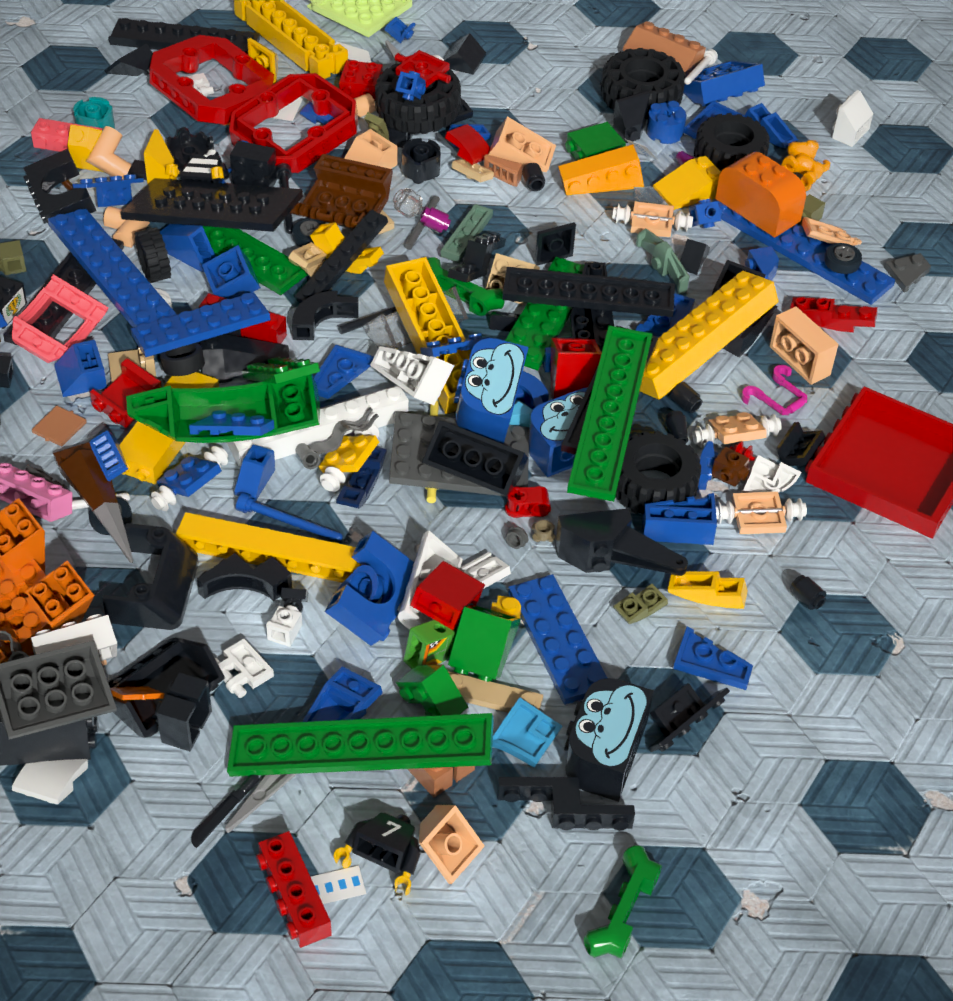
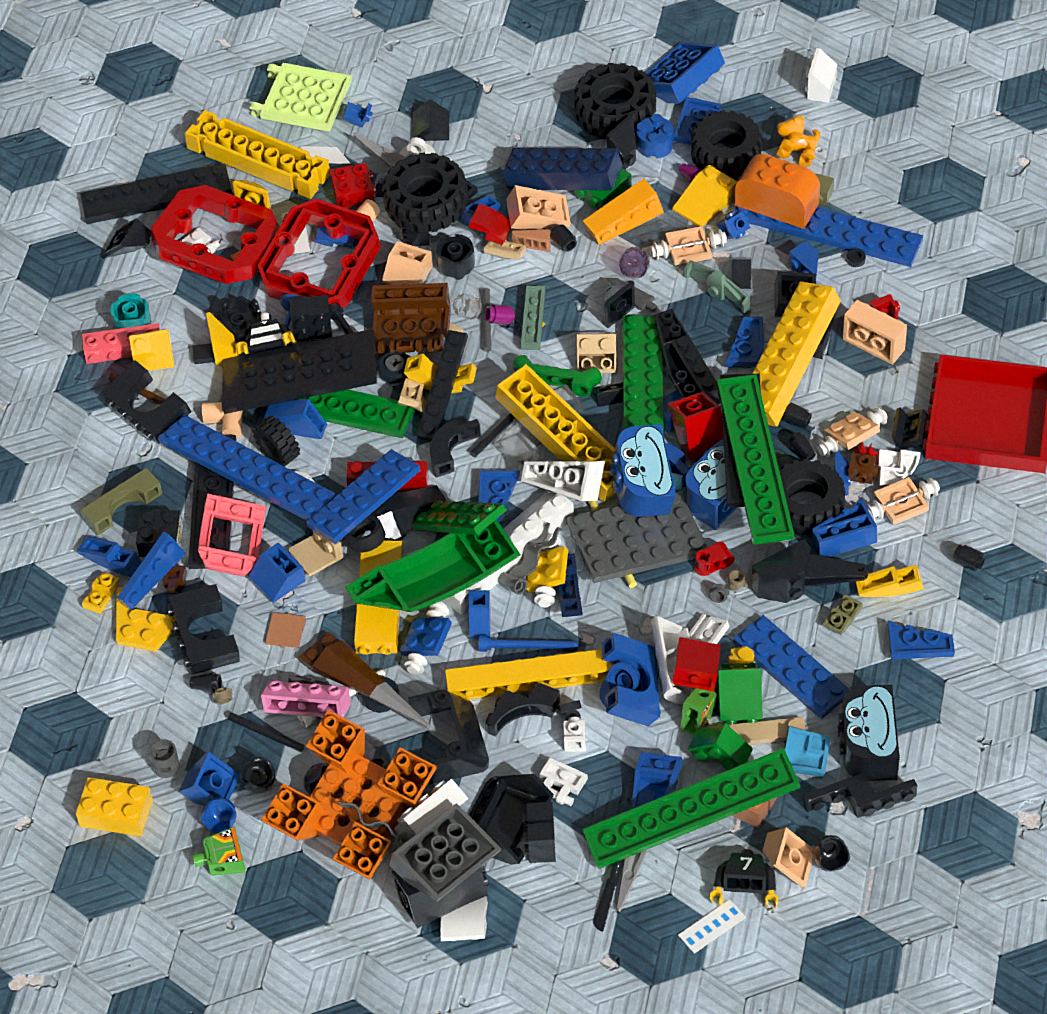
camera: 15 degrees left, 5 degrees up
(103, 154) = (168, 353): light nougat brick -> none
(107, 454) = (346, 635): blue slope -> none
(112, 191) = (197, 386): blue bracket -> none
(113, 398) = (329, 581): red panel -> none
(136, 693) = (499, 831): orange piece -> none
(231, 274) = (355, 437): blue brick -> none
(238, 423) = (440, 581): blue wing -> none
(294, 890) = (695, 933): red brick -> none
(377, 124) = (400, 235): olive slope -> none
(410, 85) = (418, 194): blue brick -> none
(426, 65) = (423, 166): red plate -> none
(436, 349) = (580, 450): blue wing -> none
(475, 458) = (658, 538): black slope -> none
(477, 257) = (558, 341): black bracket -> none
(497, 855) = (831, 853): none -> black hair
(563, 118) = (563, 168): none -> dark blue brick
(582, 250) = (642, 299): none -> dark grey bar
(589, 215) = (634, 262): none -> clear purple hair
(589, 291) = (675, 345): black plate -> none
(617, 935) = (943, 879): green plate -> none
(680, 711) = (914, 692): black bracket -> none
(685, 52) = (609, 47): nougat slope -> none
(709, 58) = (659, 47): white piece -> none
(776, 128) = (750, 106): blue slope -> none
(779, 379) = (867, 370): dark pink piece -> none
(817, 279) = (855, 258): none -> black tile
(827, 232) = (847, 208): light nougat tile -> none
(829, 326) = (887, 305): none -> red bracket
(836, 317) = (875, 288): red slope -> none
(843, 258) = (872, 231): black wheel -> none
(907, 270) = (929, 221): dark grey wing -> none

